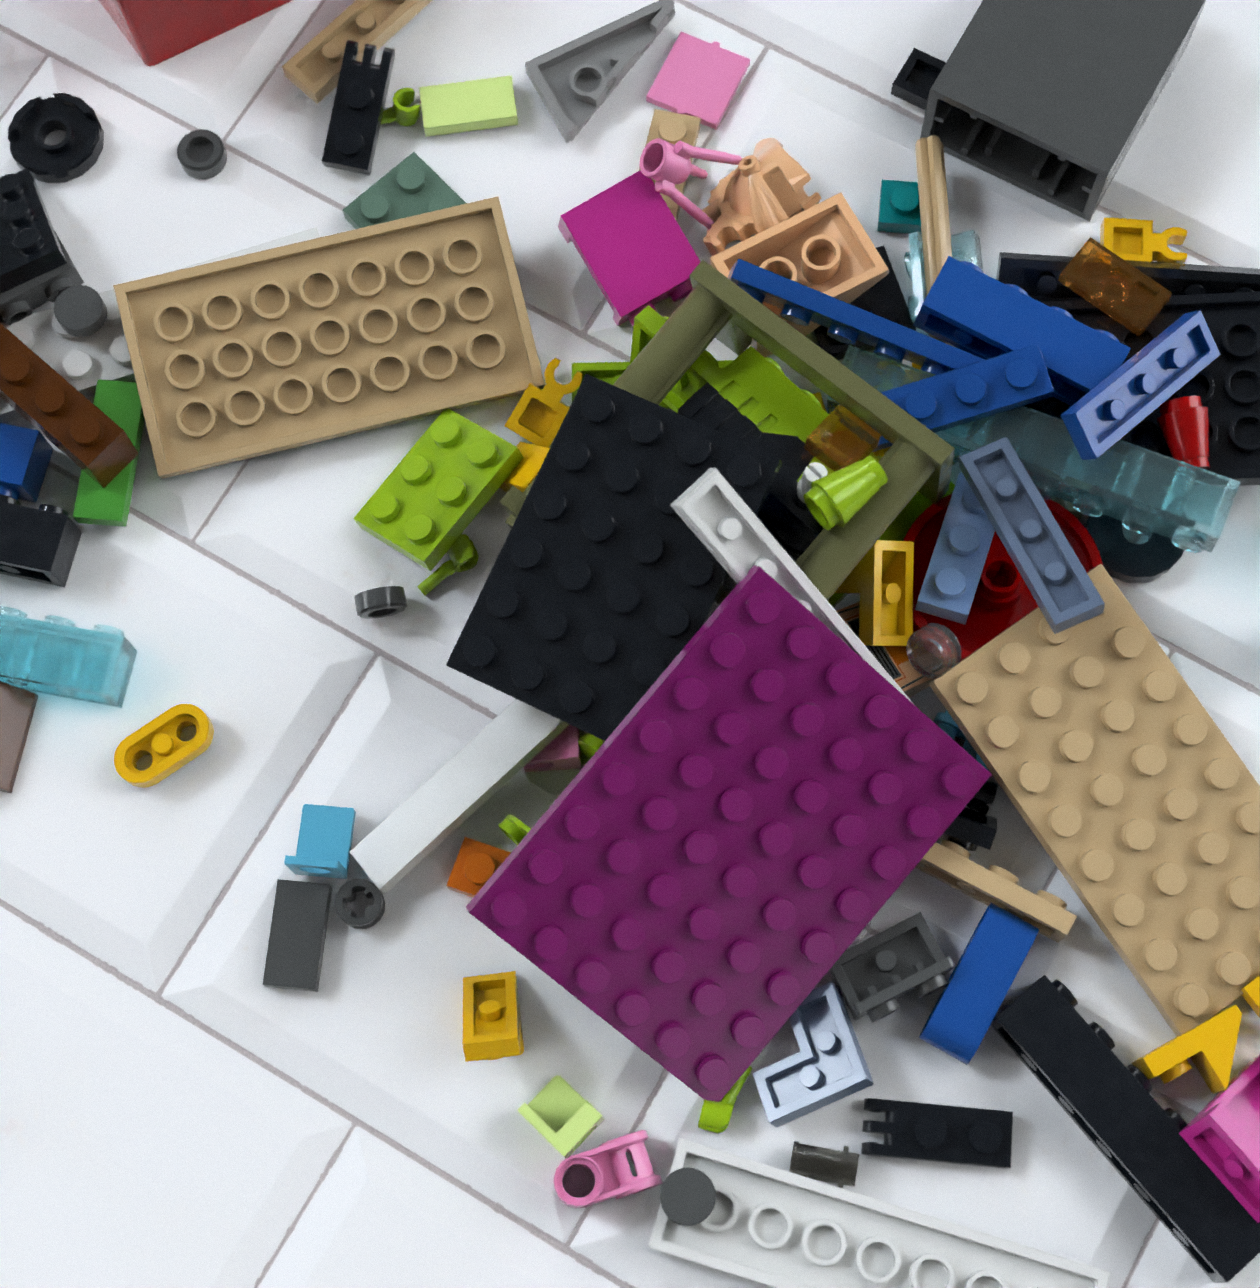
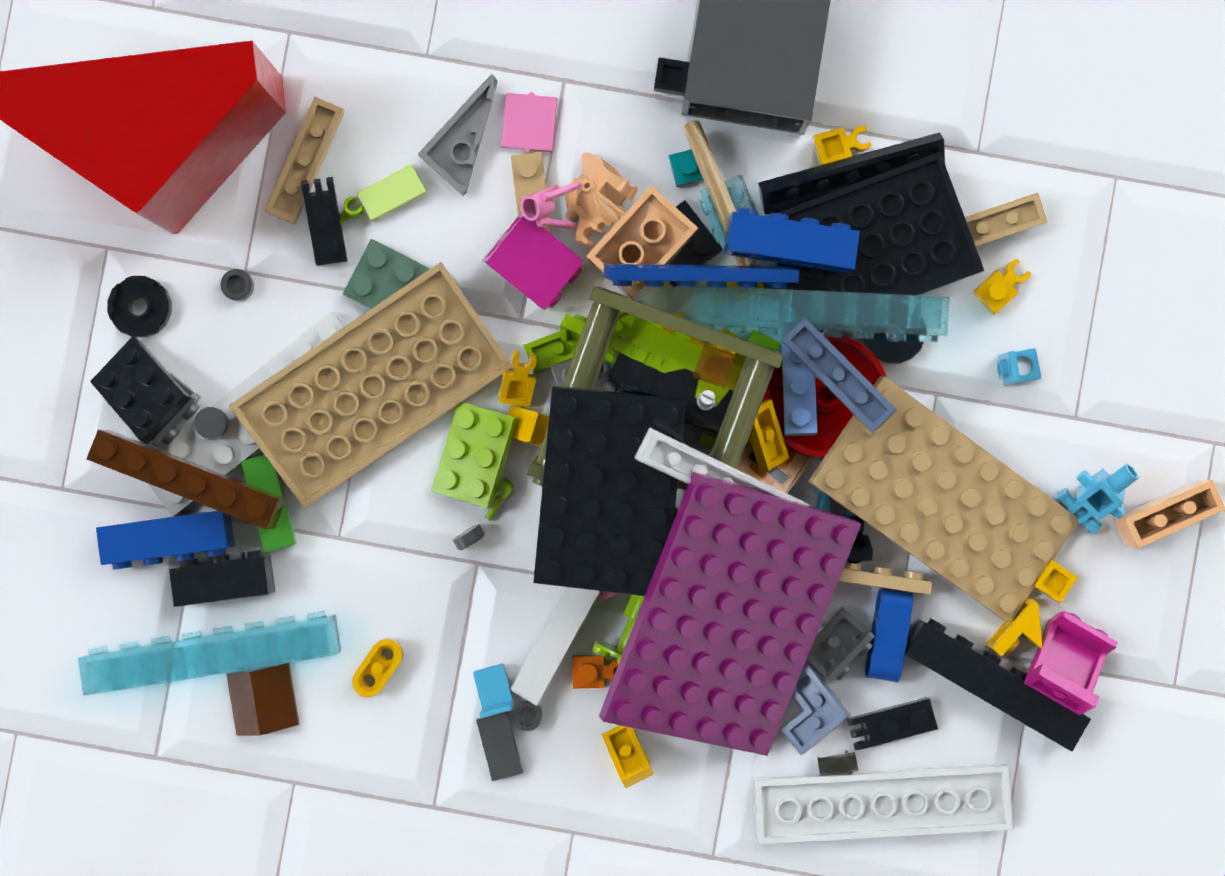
camera: 20 degrees left, 15 degrees up
(561, 1116) = (685, 791): yellowish green panel -> none
(610, 1170) = (723, 811): bright pink piece -> none
(688, 1196) = (771, 812): dark grey tile -> none
(716, 1115) = (771, 758): lime hand -> none
(844, 492) = (729, 404): lime cone -> none
(933, 650) = (803, 458): clear tile -> none
(974, 391) = (767, 300): blue plate -> none
(1115, 286) = (836, 186): clear orange plate -> none
(1140, 385) = (873, 254): plate -> none
(1186, 430) = (907, 270): red cone -> none

